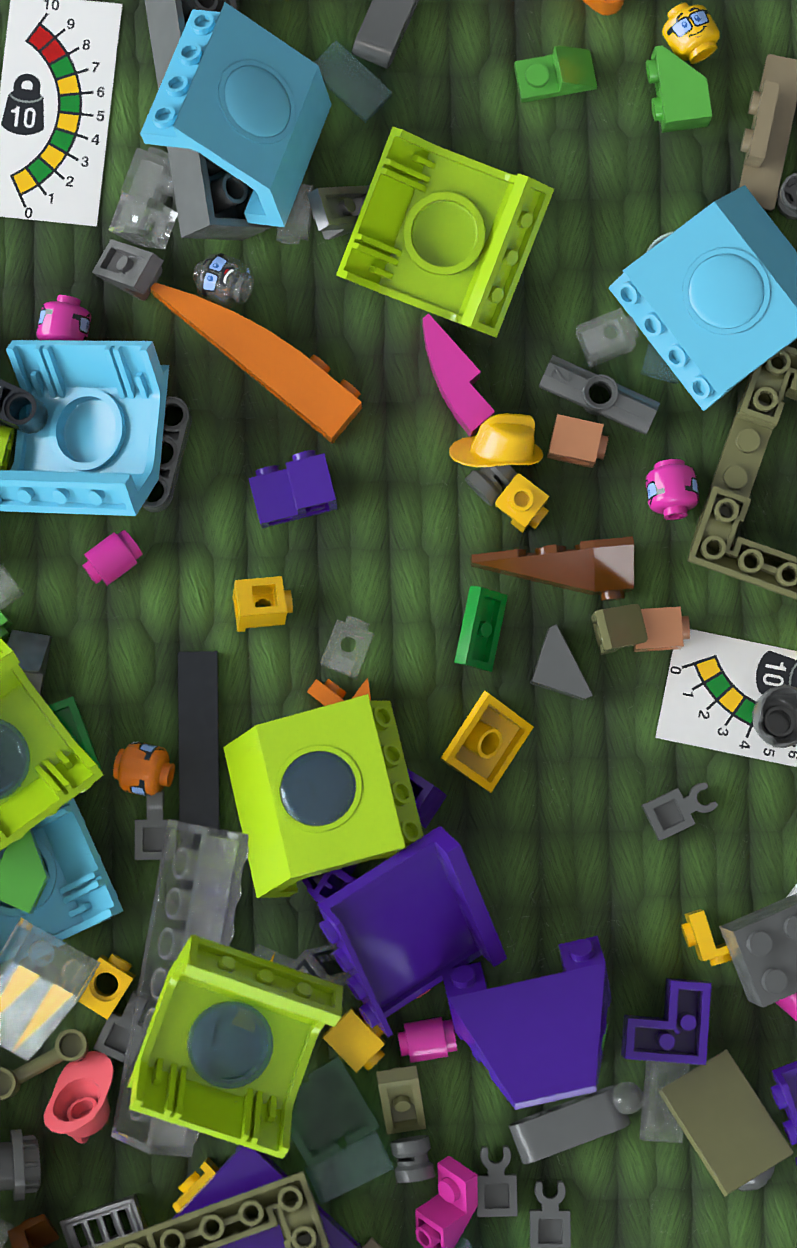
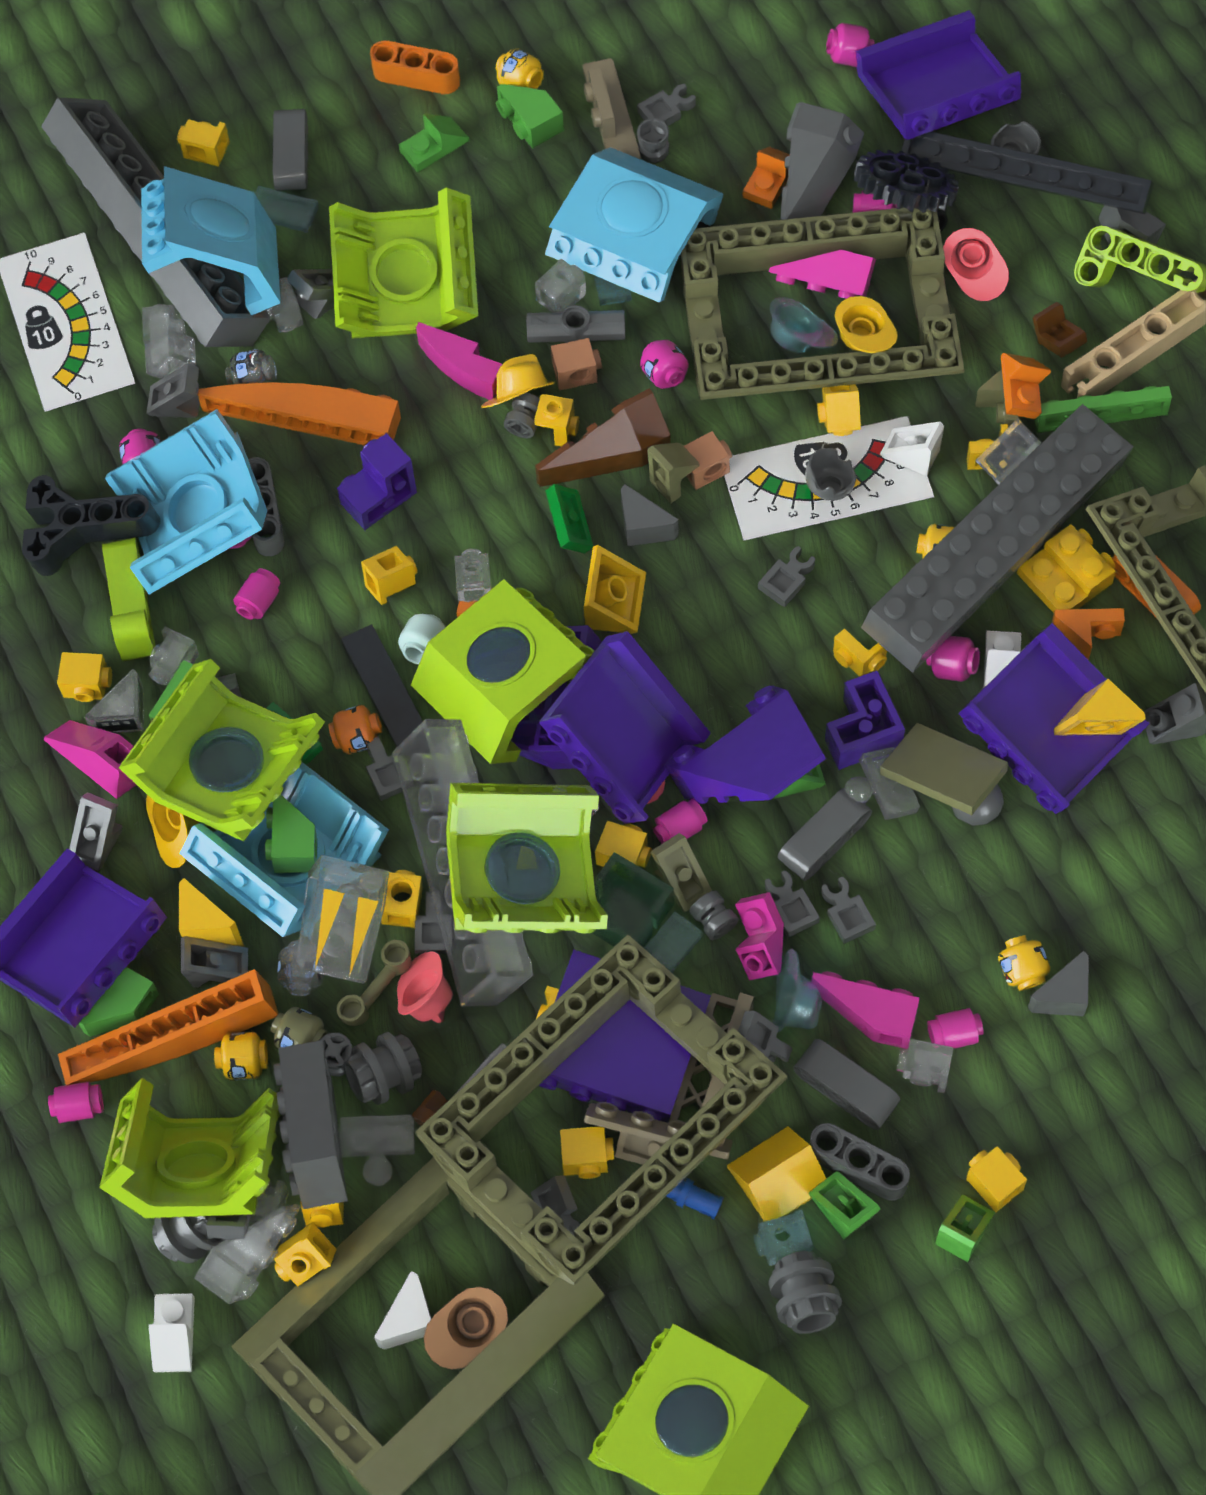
camera: 20 degrees left, 20 degrees down
(261, 697) = (416, 635): none -> light aqua head

